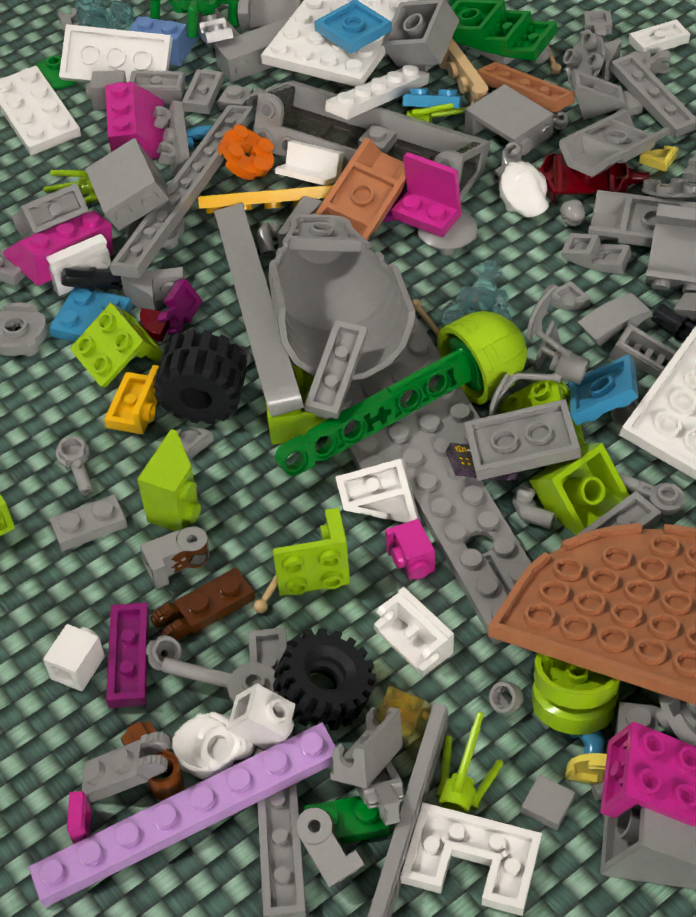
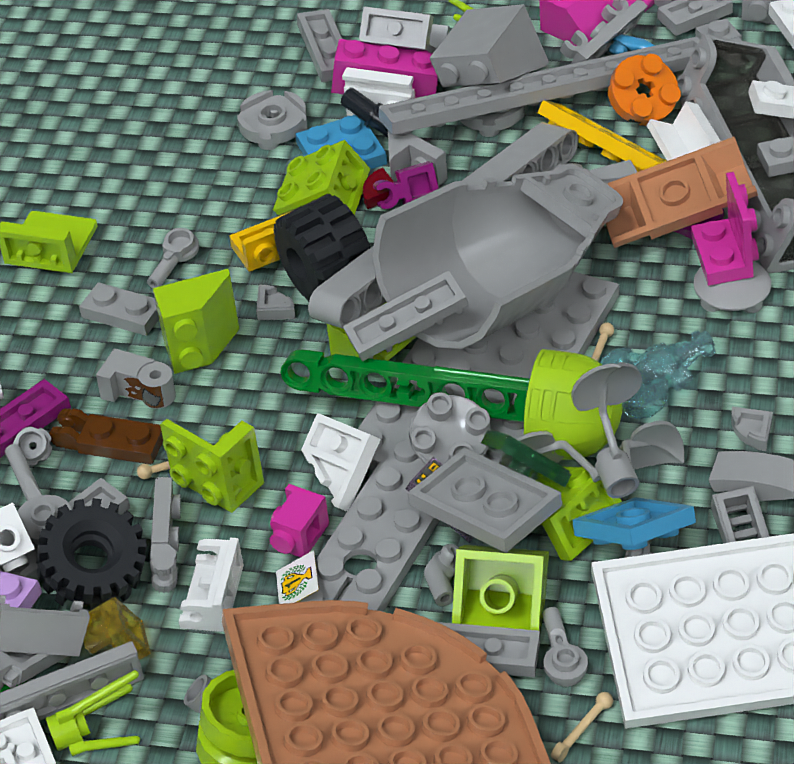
camera: 50 degrees right, 5 degrees down
(318, 613) = (165, 536): none -> light grey hinge
(433, 422) = (447, 426): none -> light grey dish
(462, 583) = (297, 579): none -> white sticker
(516, 396) = (525, 459): none -> clear green plate

